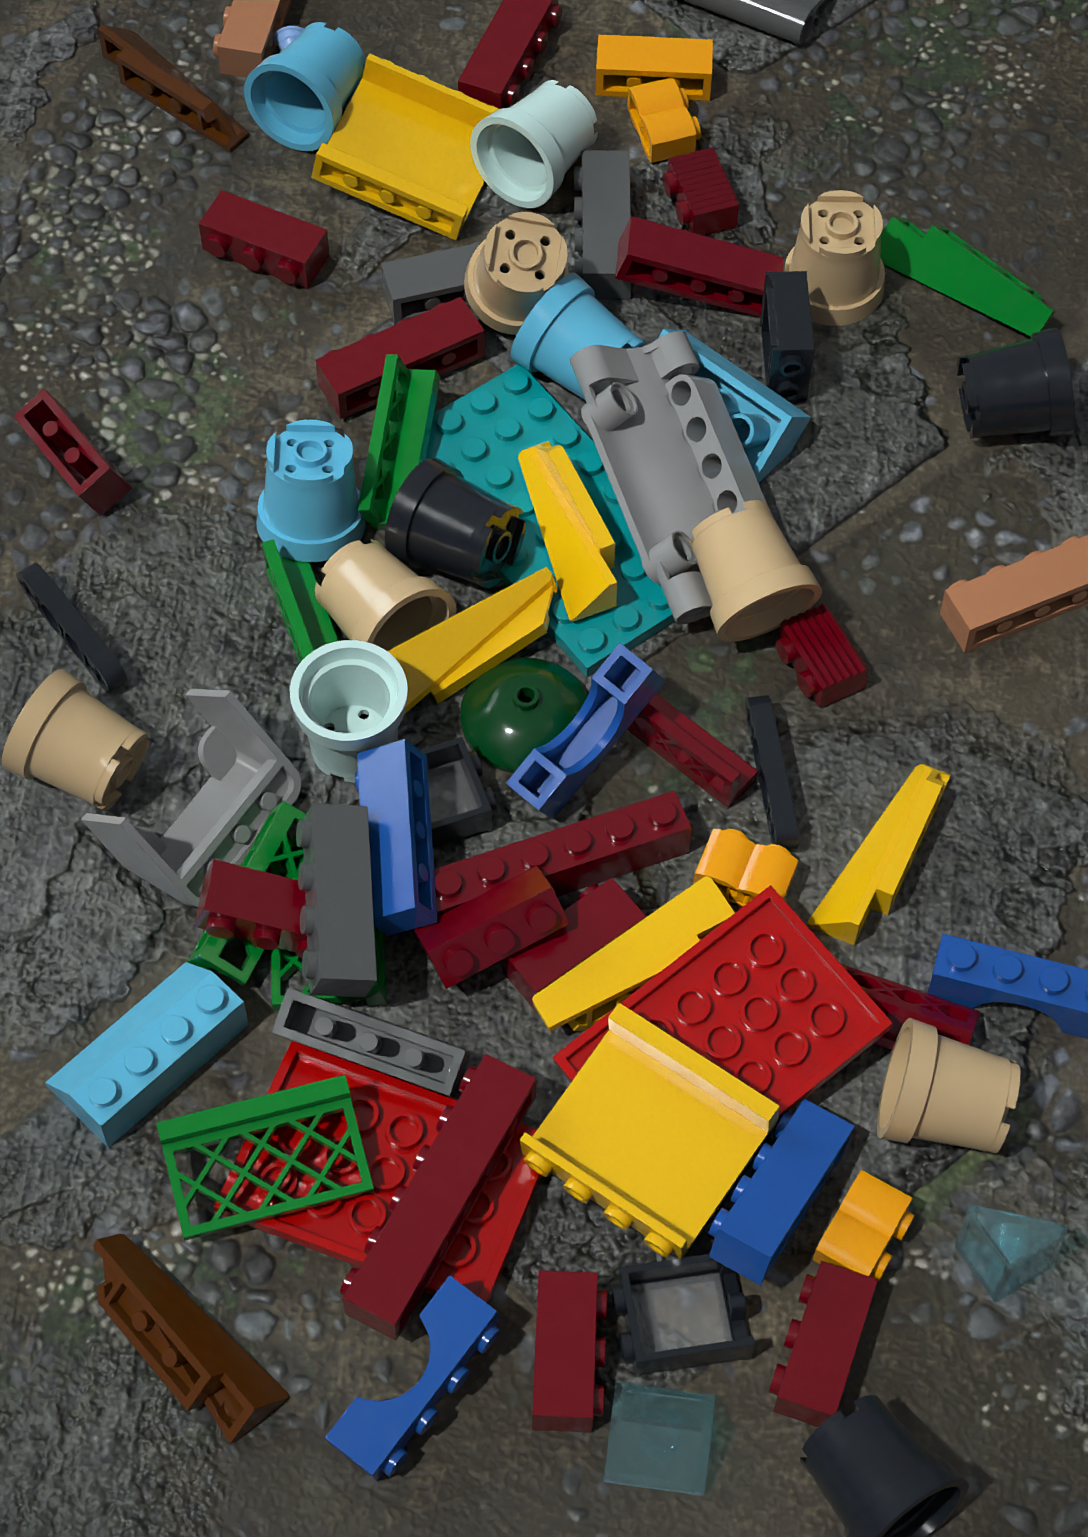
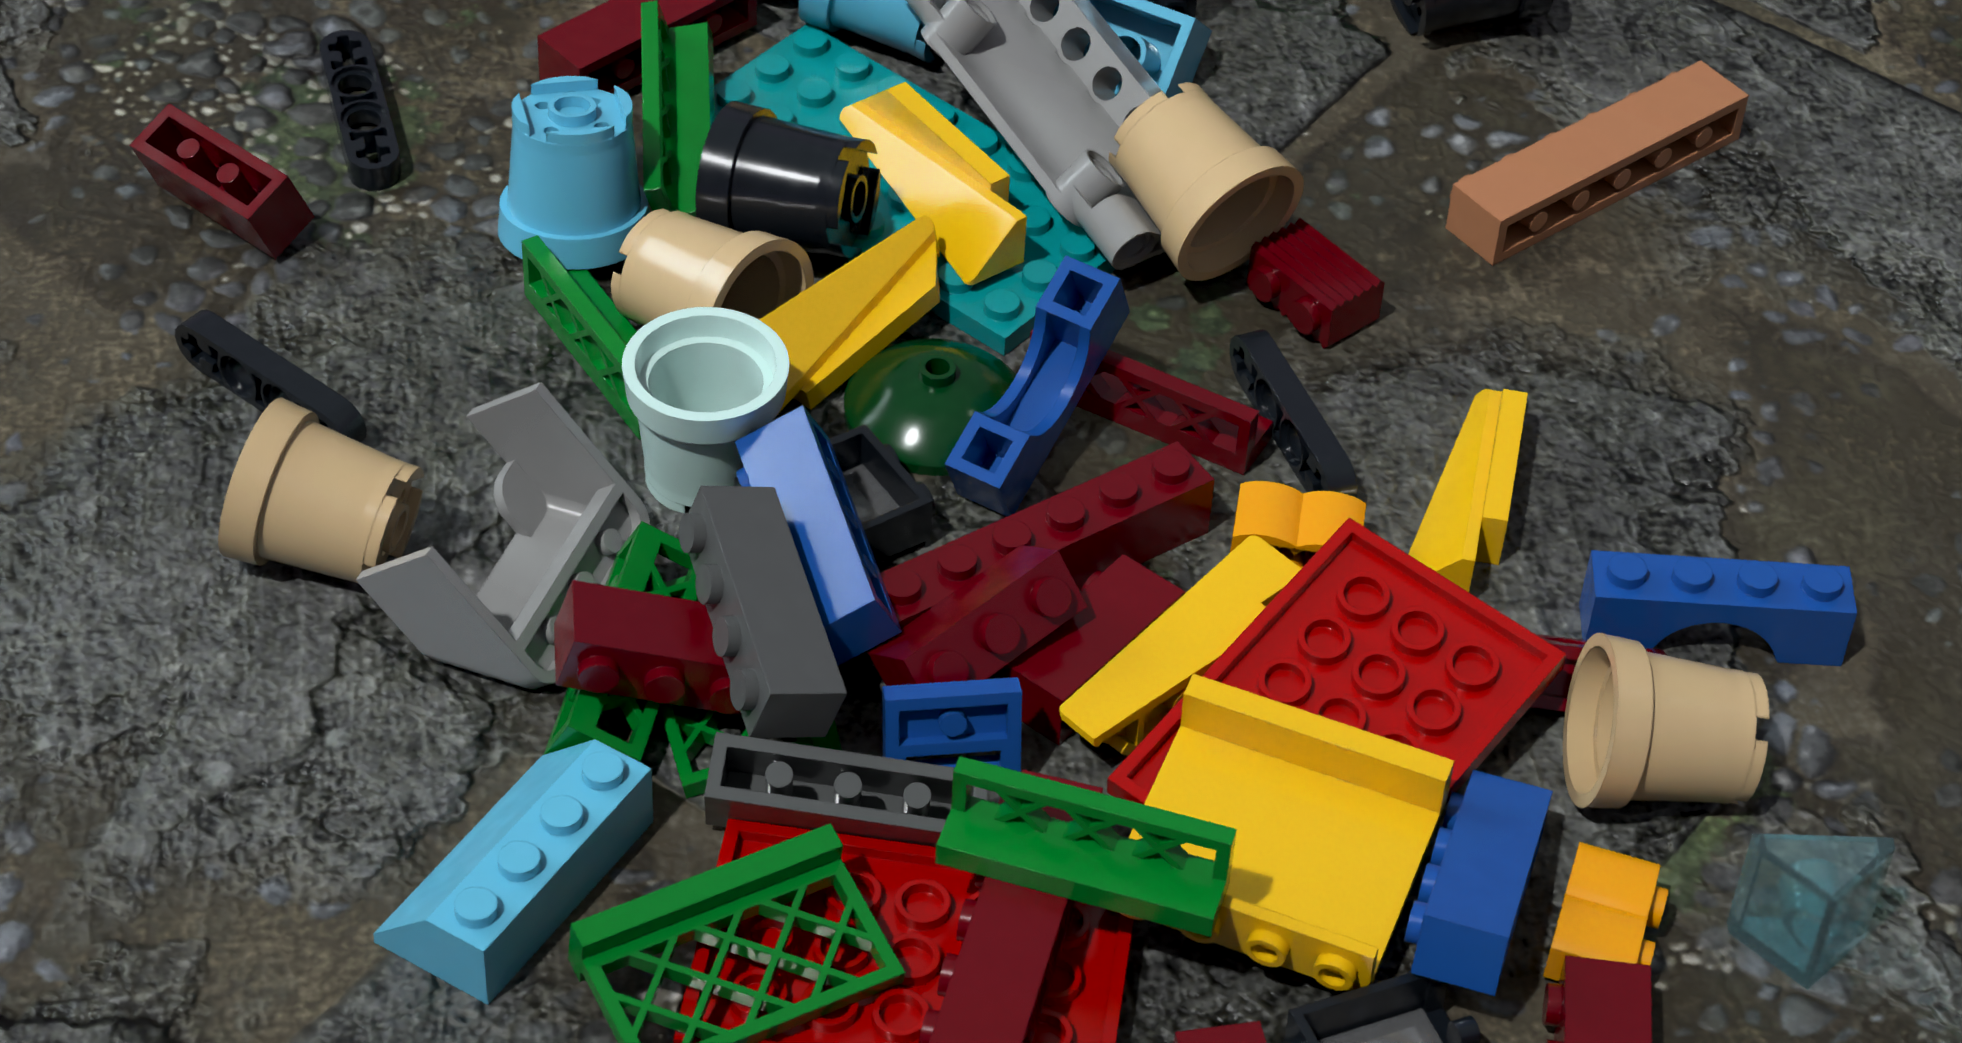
camera: 15 degrees left, 15 degrees down
(186, 393) = (360, 109): none -> black beam
(454, 1004) = (954, 720): none -> blue plate
(505, 1134) = (1086, 856): none -> green fence

